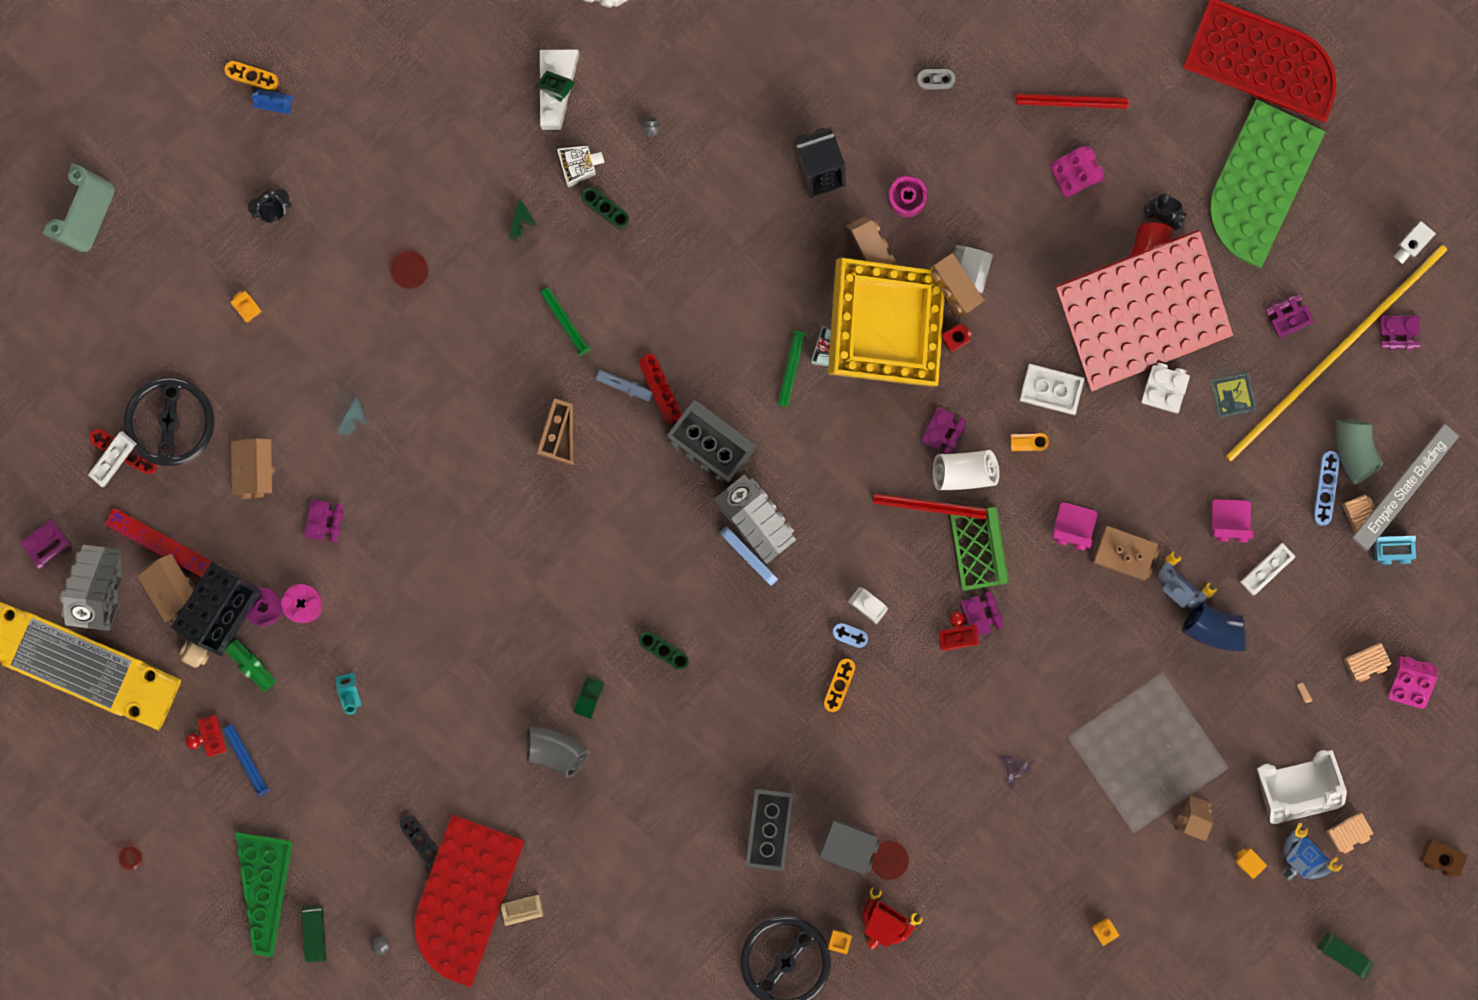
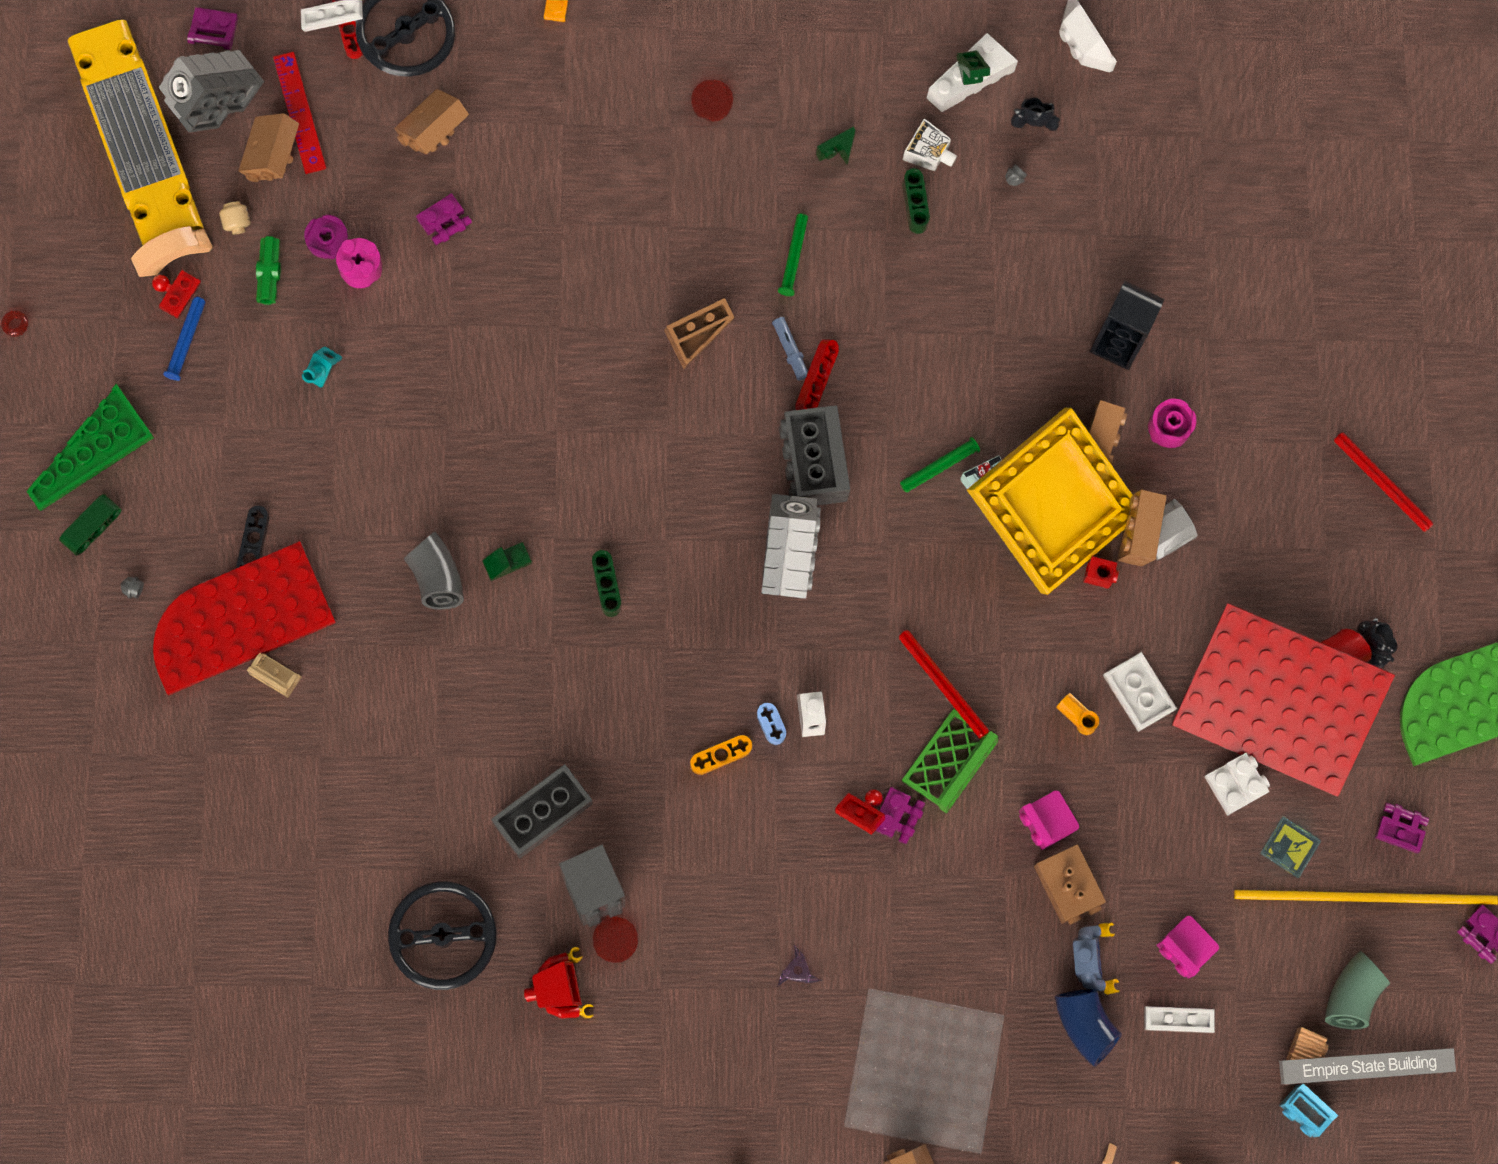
camera: 30 degrees right, 10 degrees down
(176, 715) = (167, 247): none -> light nougat arch
(216, 609) = (287, 196): black brick -> none
(354, 413) = (554, 161): clear light blue slope -> none
(627, 65) = (1035, 114): none -> black hair
(758, 566) = (753, 576): light blue beam -> none
(839, 941) = (504, 963): light orange brick -> none
(935, 77) = (1286, 357): light grey plate -> none
(938, 428) = (1013, 630): magenta plate -> none
(965, 470) = (1003, 683): white brick -> none
(1077, 171) = (1334, 539): dark pink bracket -> none
(1328, 488) = (1298, 1004): light blue beam -> none

